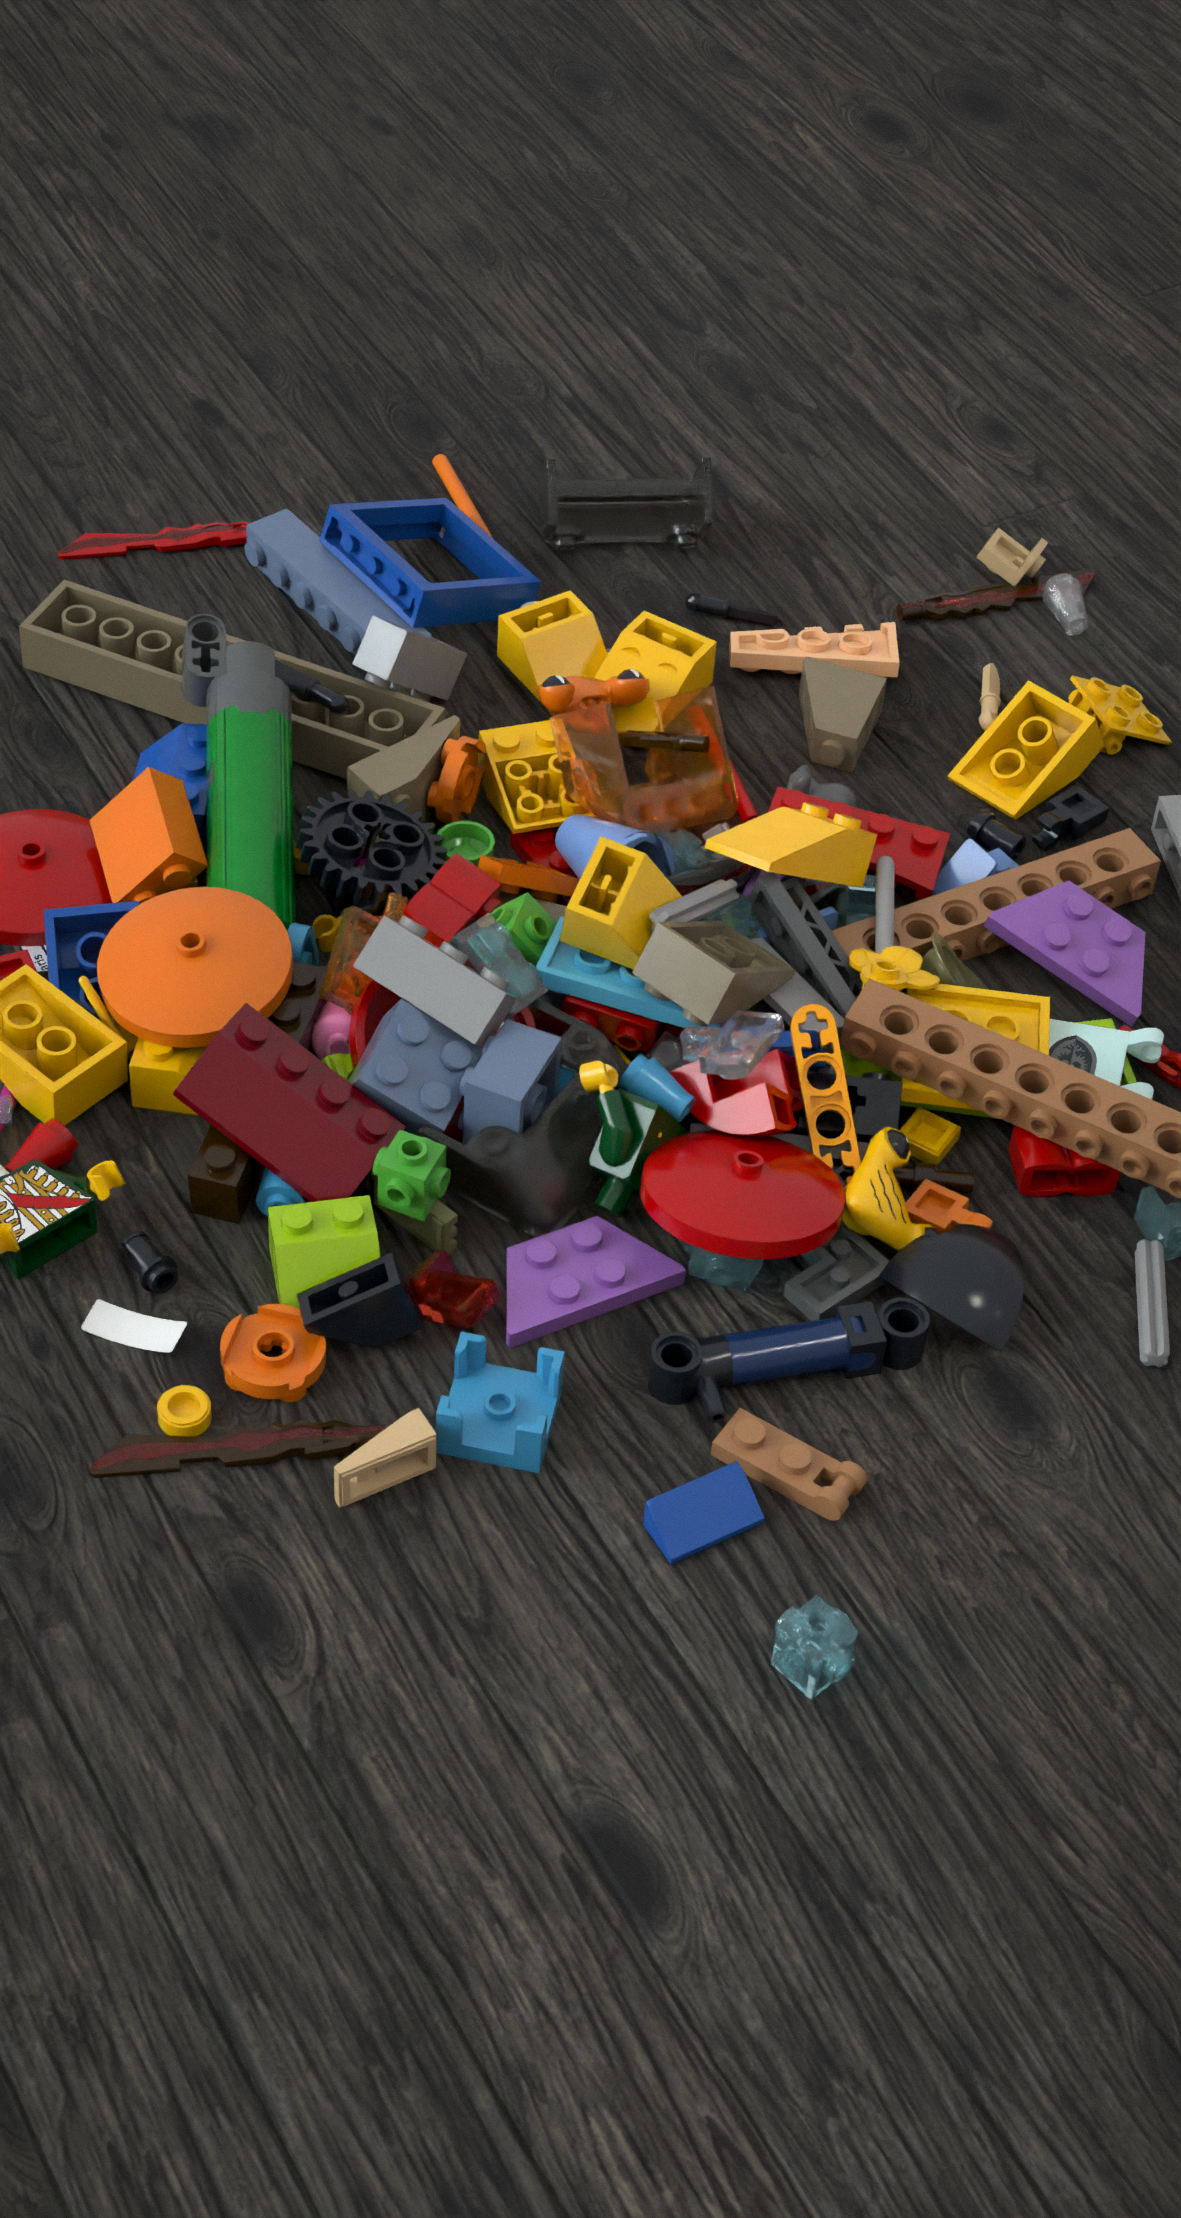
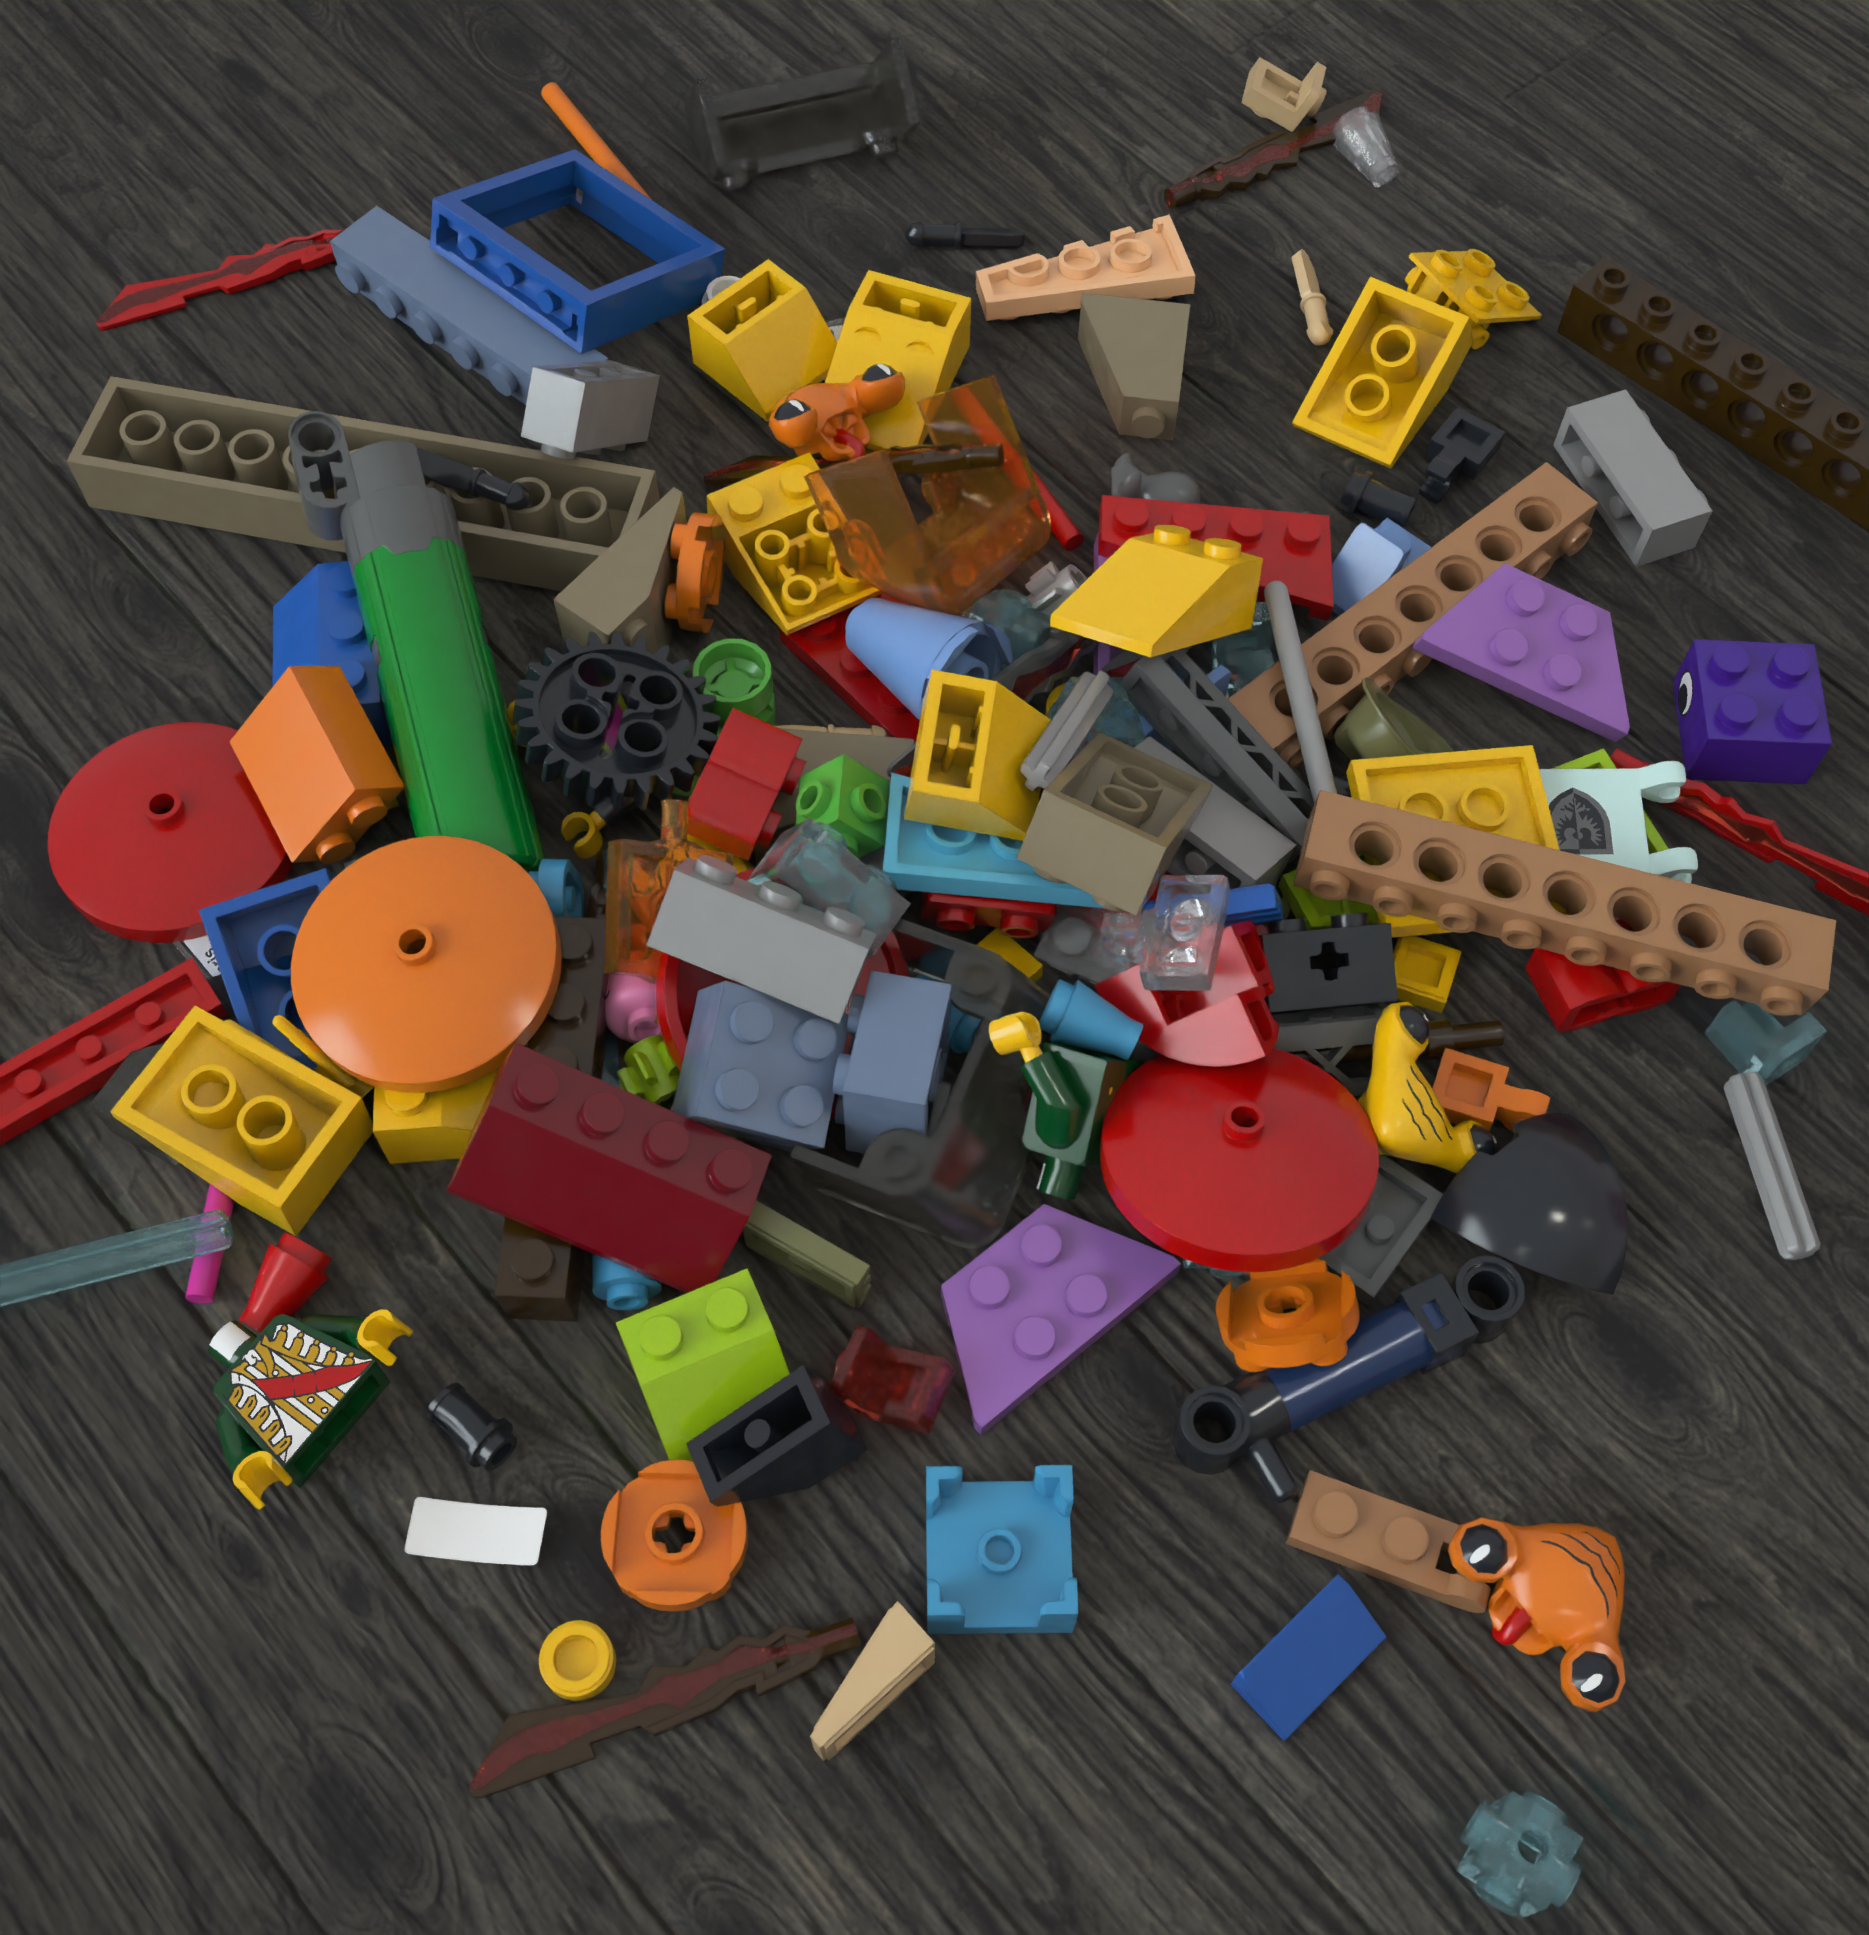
camera: 10 degrees left, 15 degrees up
(411, 1174) = (799, 1232): bright green brick -> none
(544, 881) = (825, 703): orange wing -> none
(753, 1303) = (1267, 1338): none -> orange plate
(831, 1099) = (1313, 978): light orange beam -> none
(893, 967) = (1328, 753): yellow plate -> none
(893, 1504) = (1553, 1591): none -> orange head

